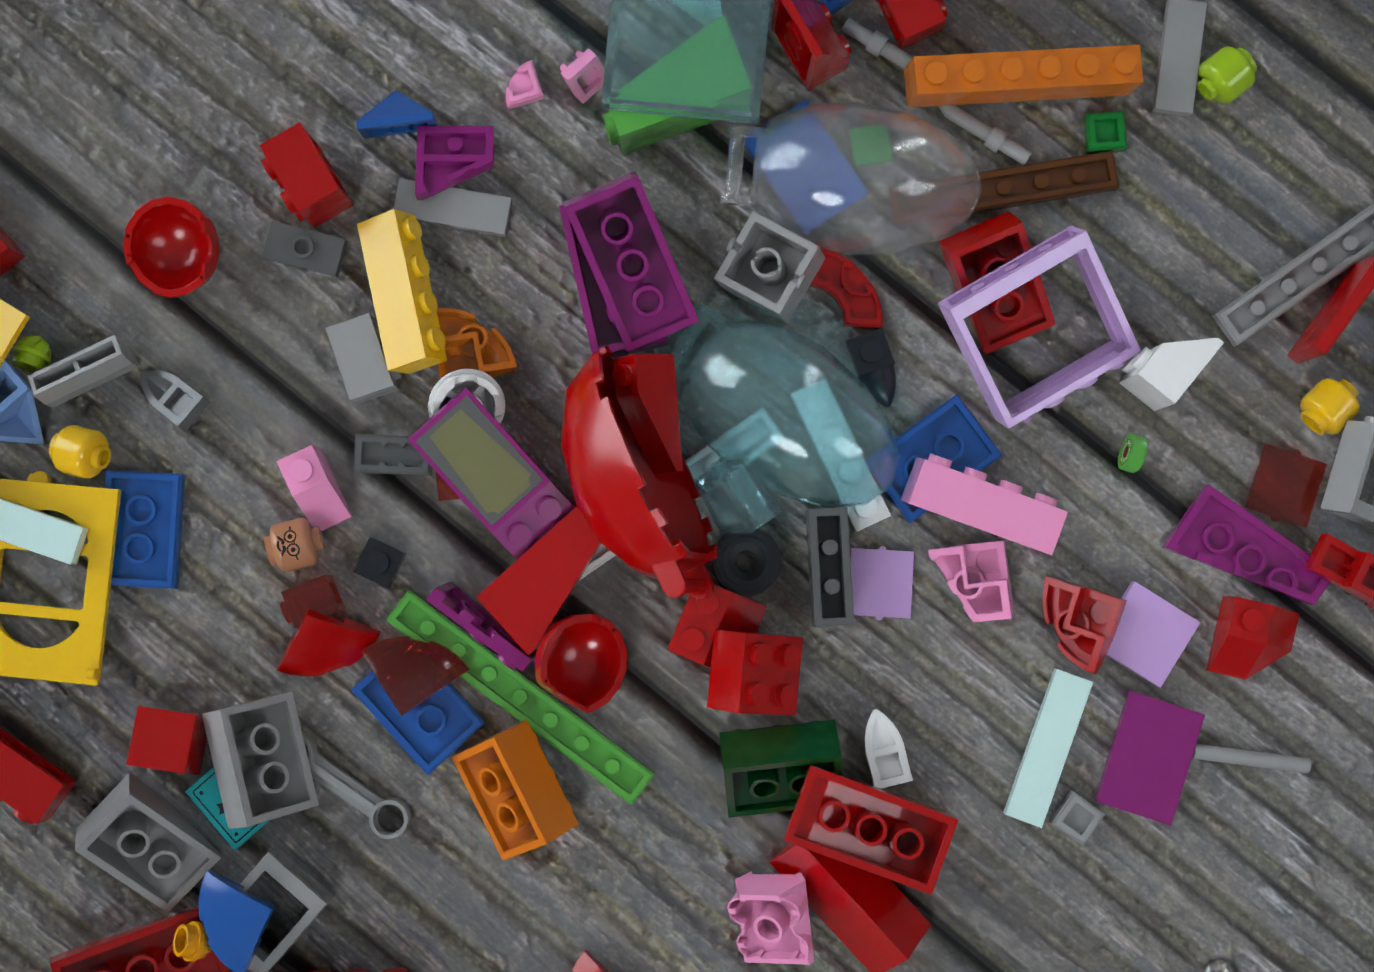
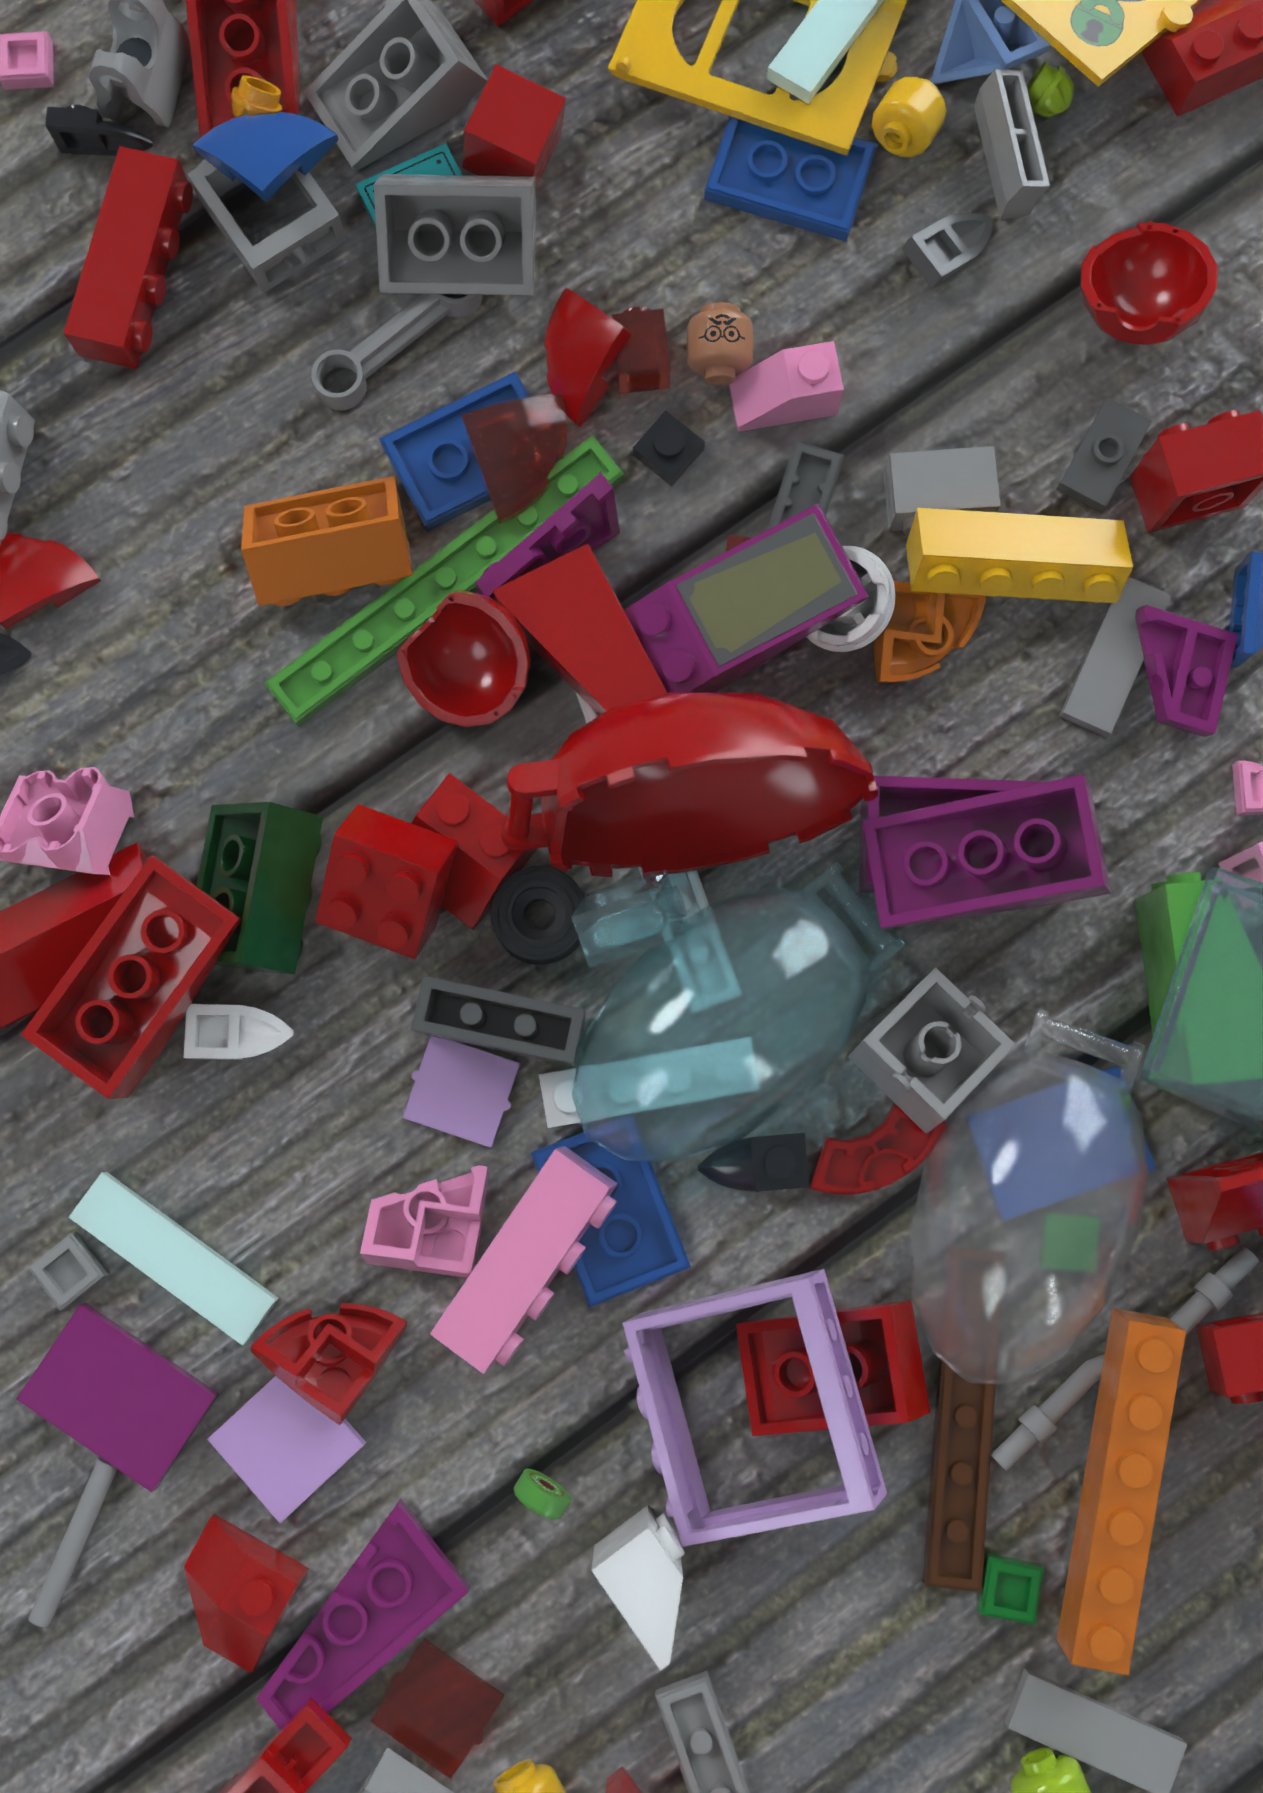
camera: 105 degrees right, 5 degrees down
(649, 401) = (789, 833): red slope -> none

